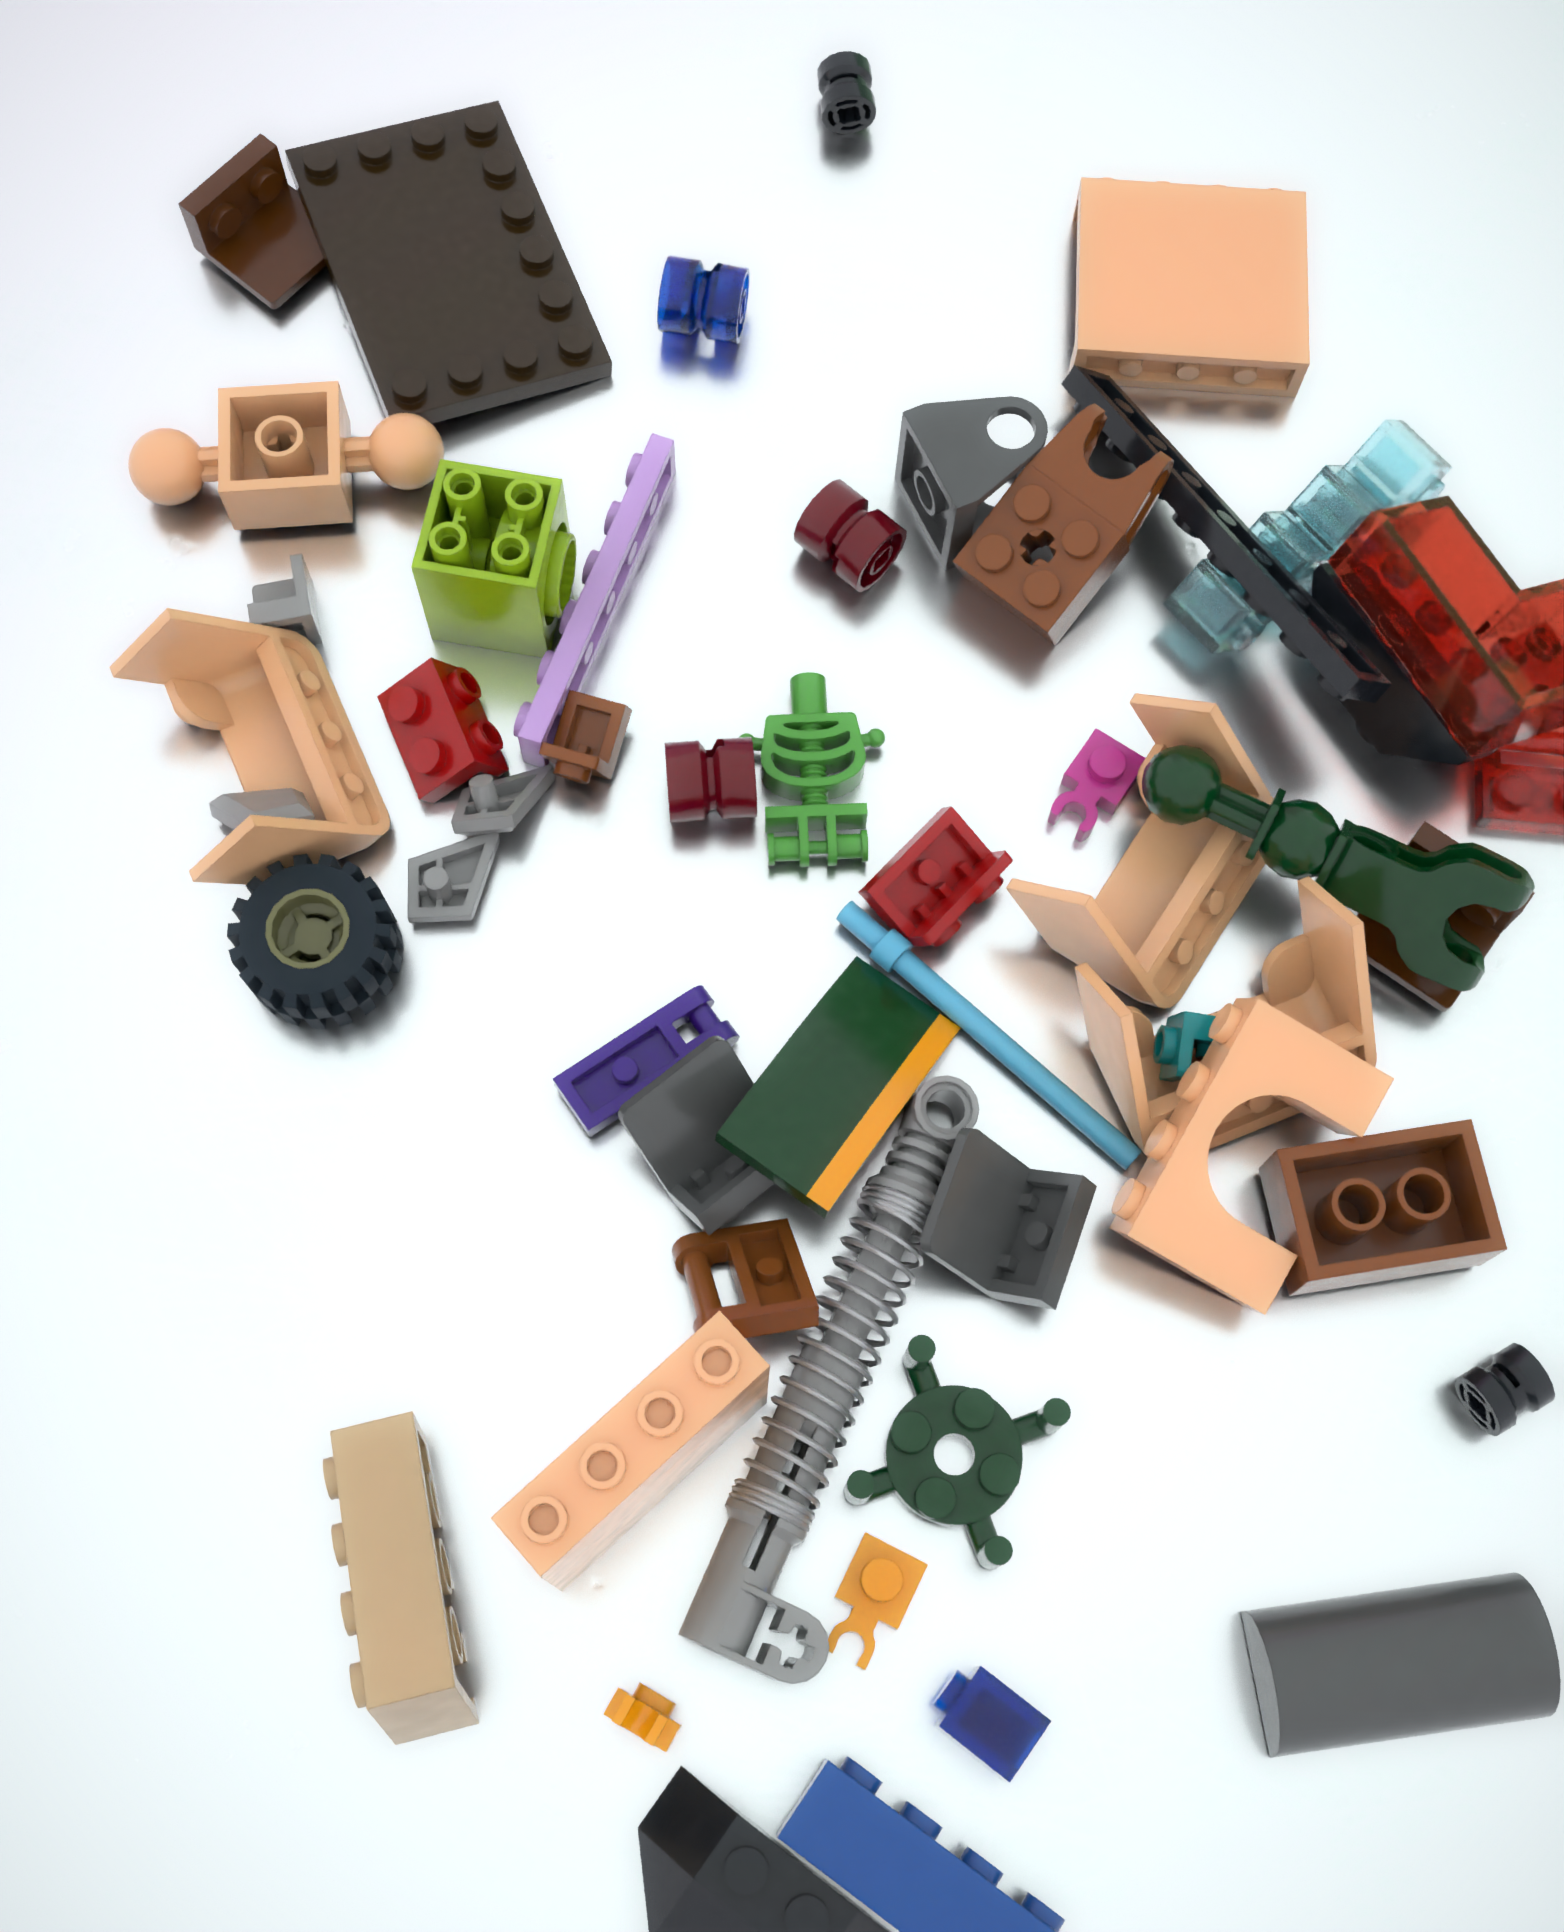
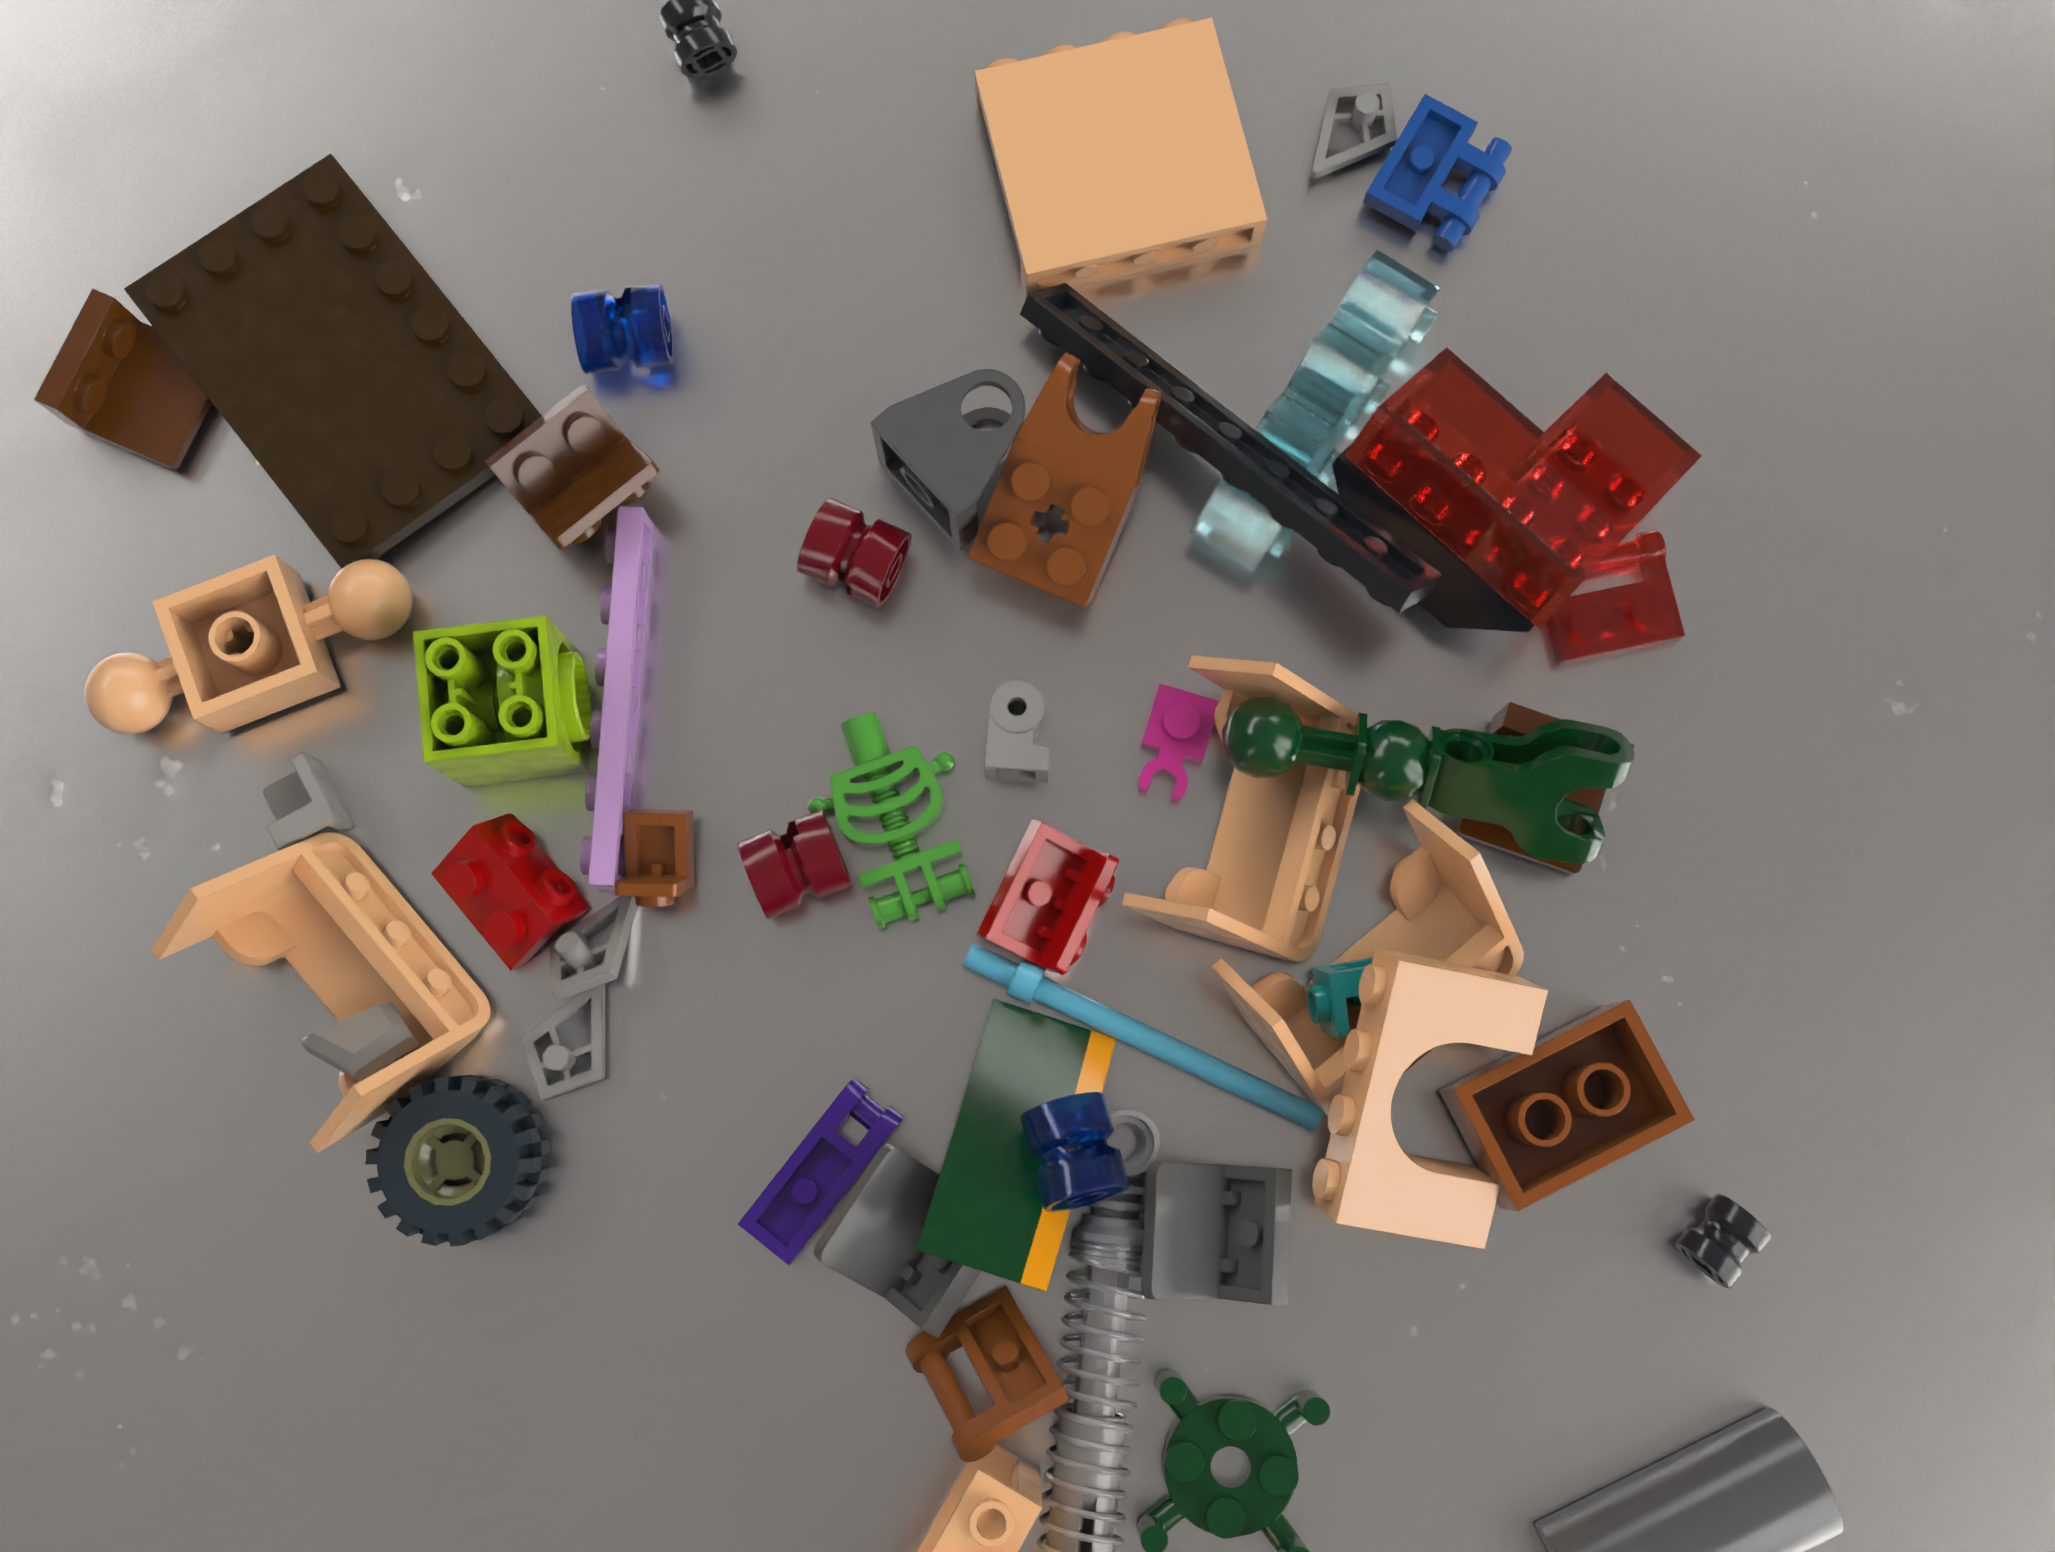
camera: 15 degrees left, 10 degrees up
(619, 392) = (572, 468): none -> reddish brown bracket
(895, 1088) = (1074, 1151): none -> clear blue wheel
(947, 733) = (1013, 723): none -> light grey leg
(1408, 322) = (1354, 126): none -> light grey piece
(1464, 363) = (1421, 162): none -> blue plate

